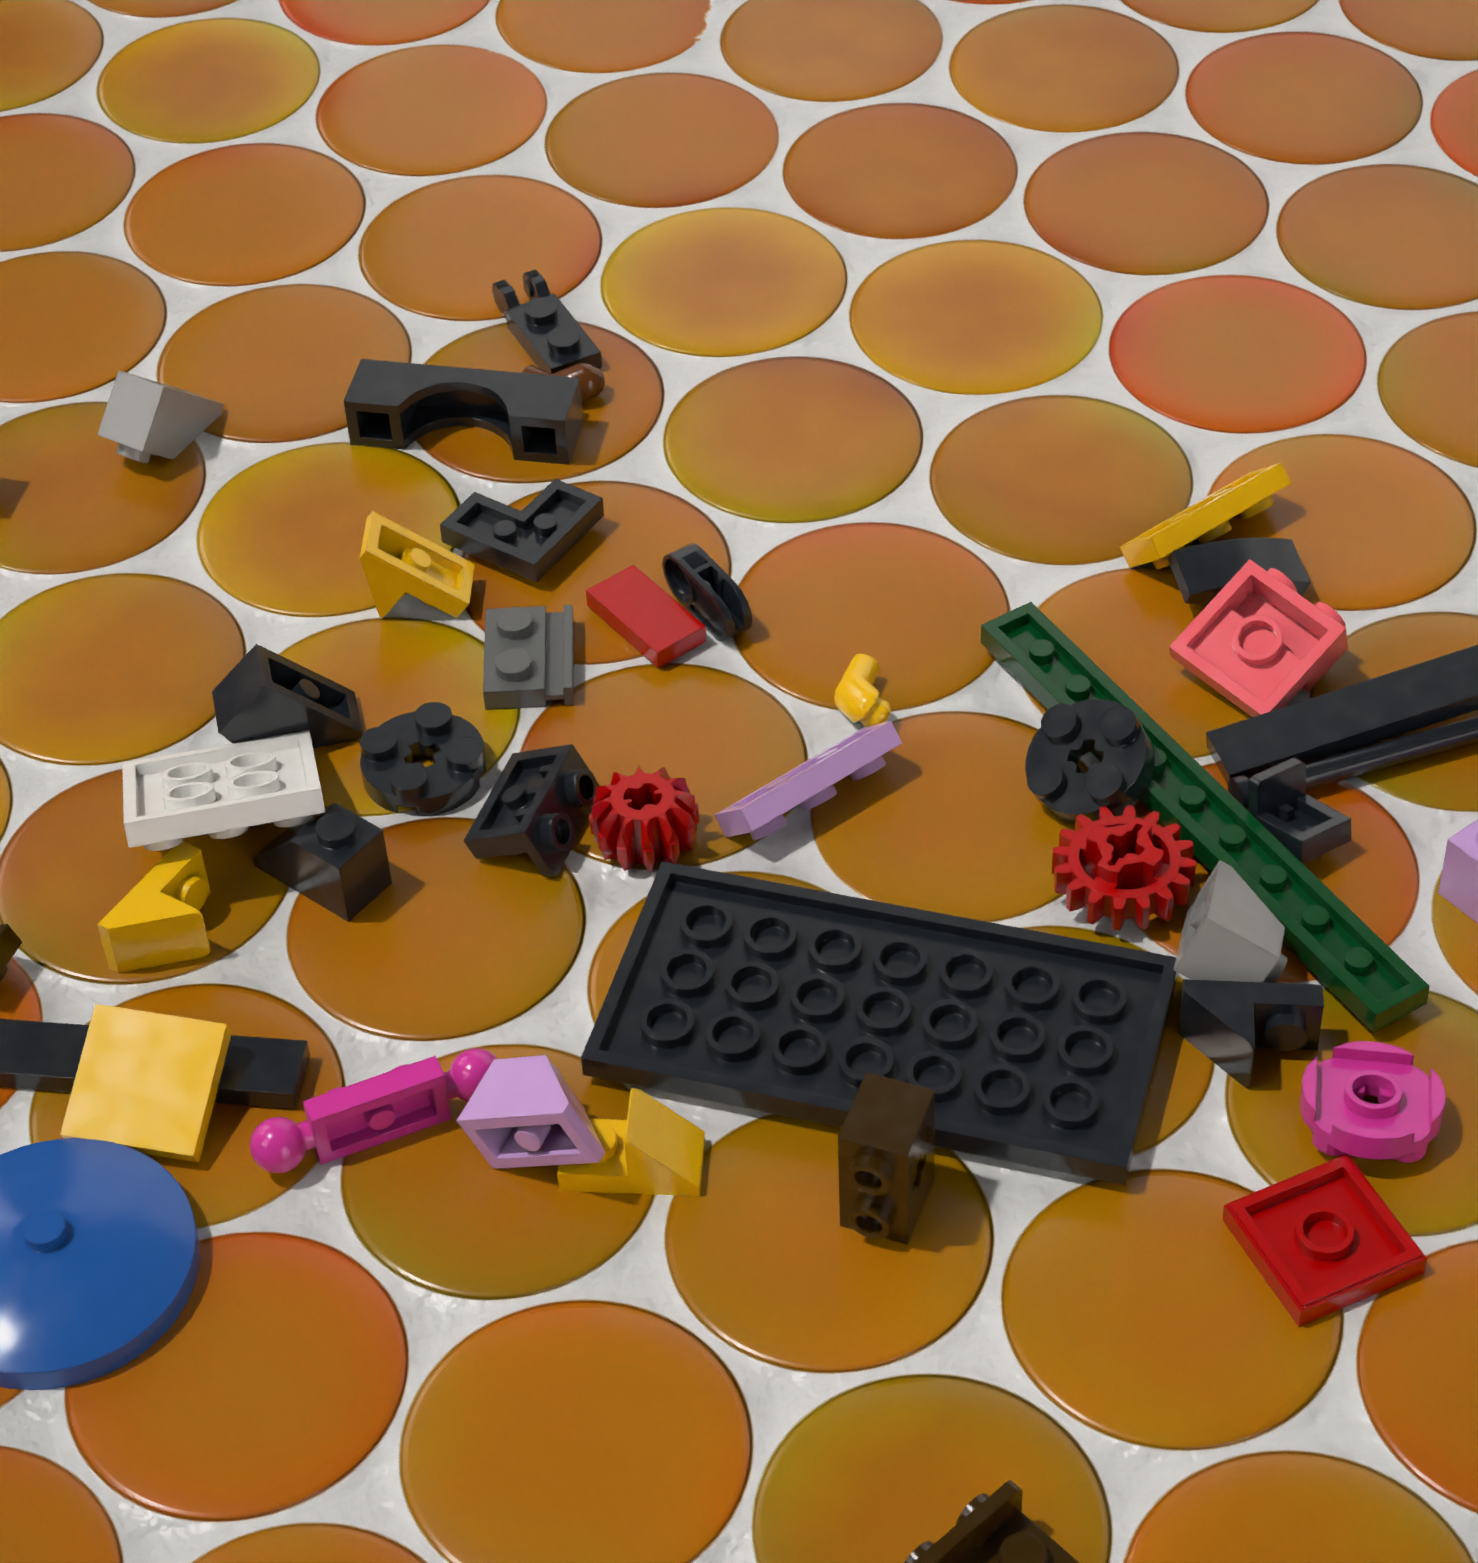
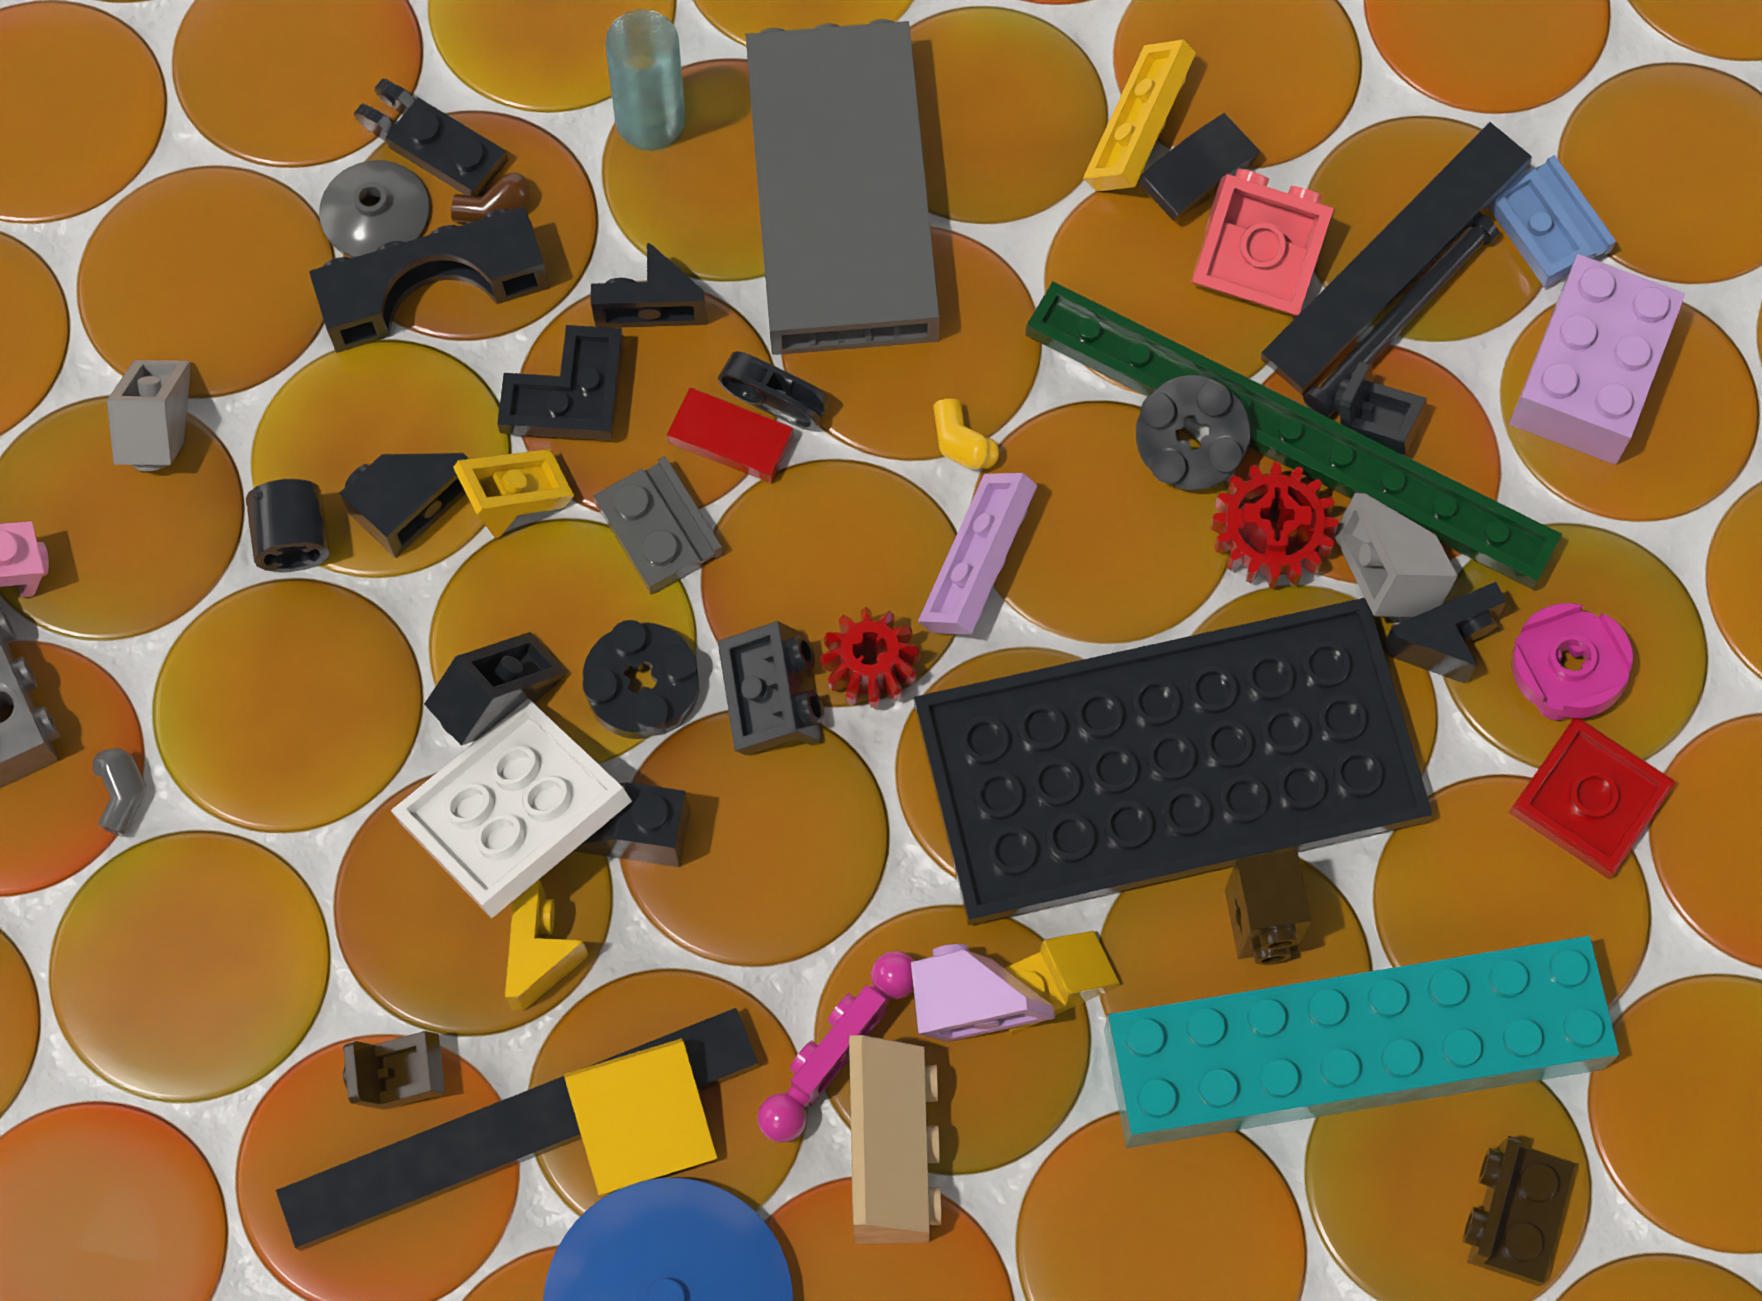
camera: 30 degrees left, 25 degrees up
(203, 527) = (287, 525): none -> black piece
(314, 546) = (402, 495): none -> black slope
(354, 1197) = (892, 1142): none -> tan slope
(464, 348) = (362, 229): none -> dark grey dish
(644, 492) = (663, 300): none -> black slope
(746, 317) = (646, 79): none -> clear light blue piece
(877, 475) = (841, 188): none -> dark grey brick
(913, 1335) = (1359, 1041): none -> teal brick

